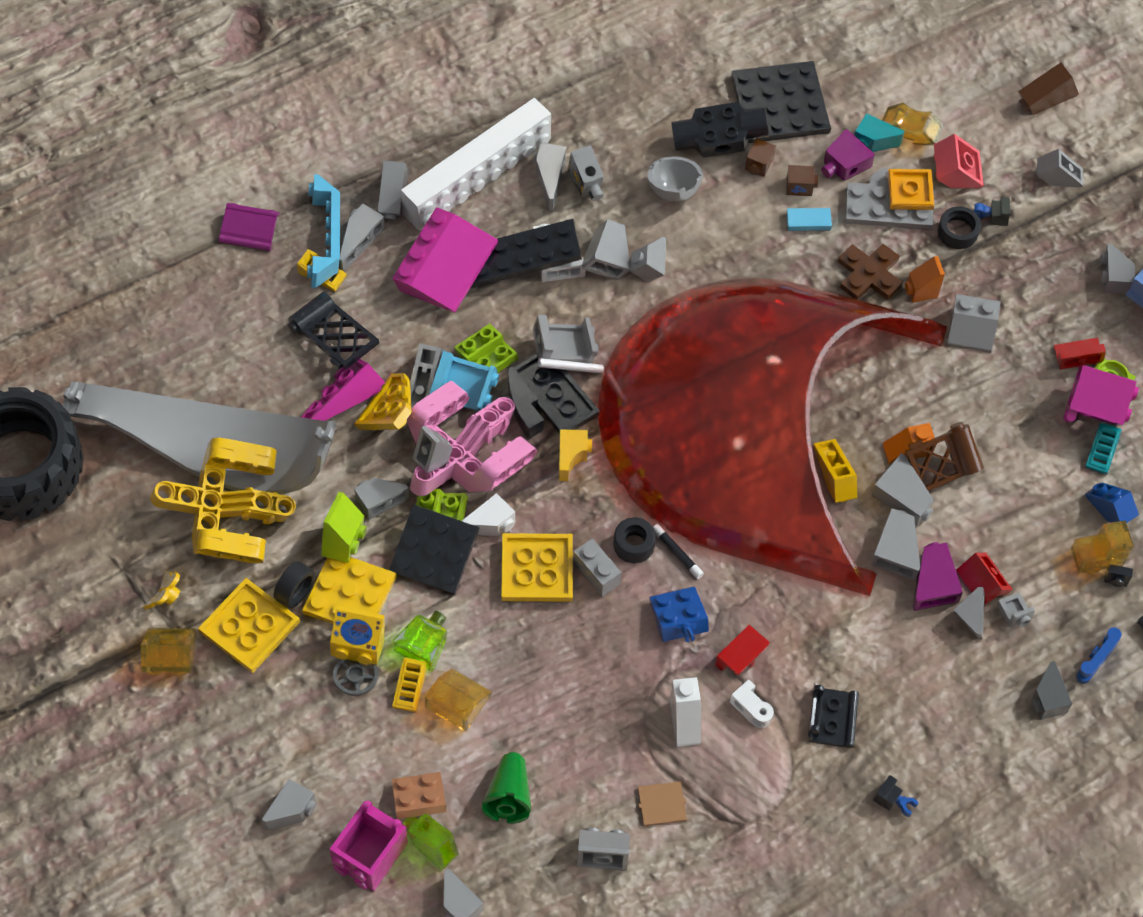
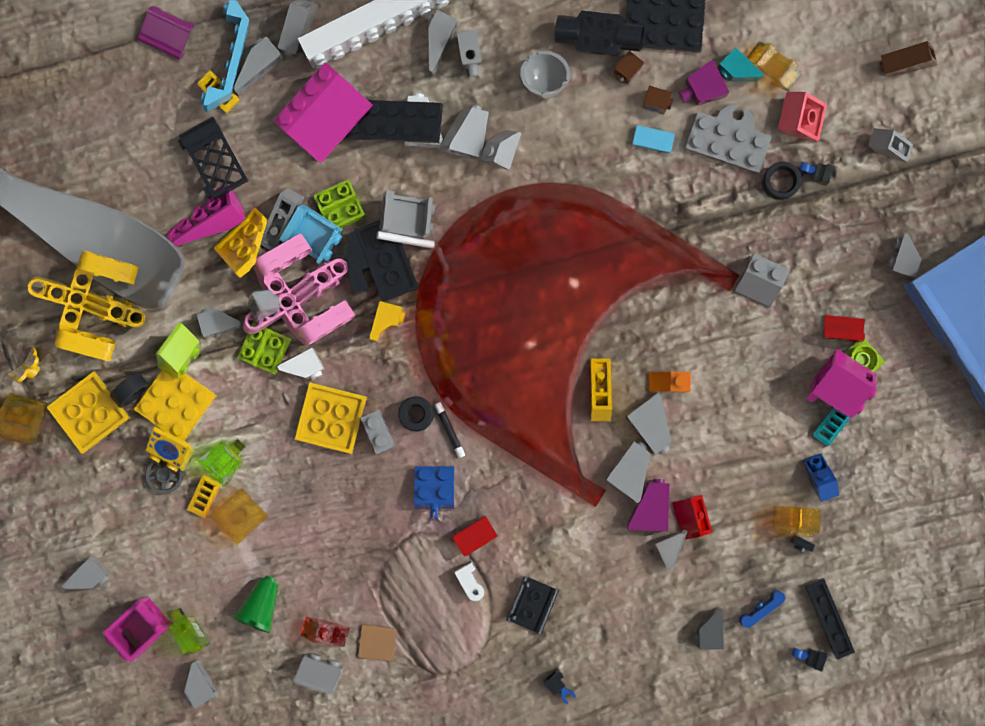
camera: 20 degrees right, 25 degrees up
(419, 795) = (188, 593): nougat plate -> none
(434, 549) = (250, 383): black plate -> none
(595, 801) = (324, 632): none -> clear red slope
(686, 711) = (413, 579): white slope -> none
(870, 272) = (690, 204): reddish brown plate -> none
(910, 189) = (750, 134): light orange tile -> none
(925, 280) = (732, 230): orange slope -> none
(961, 449) = (709, 399): reddish brown piece -> none
(1015, 610) = (708, 553): light grey bracket -> none

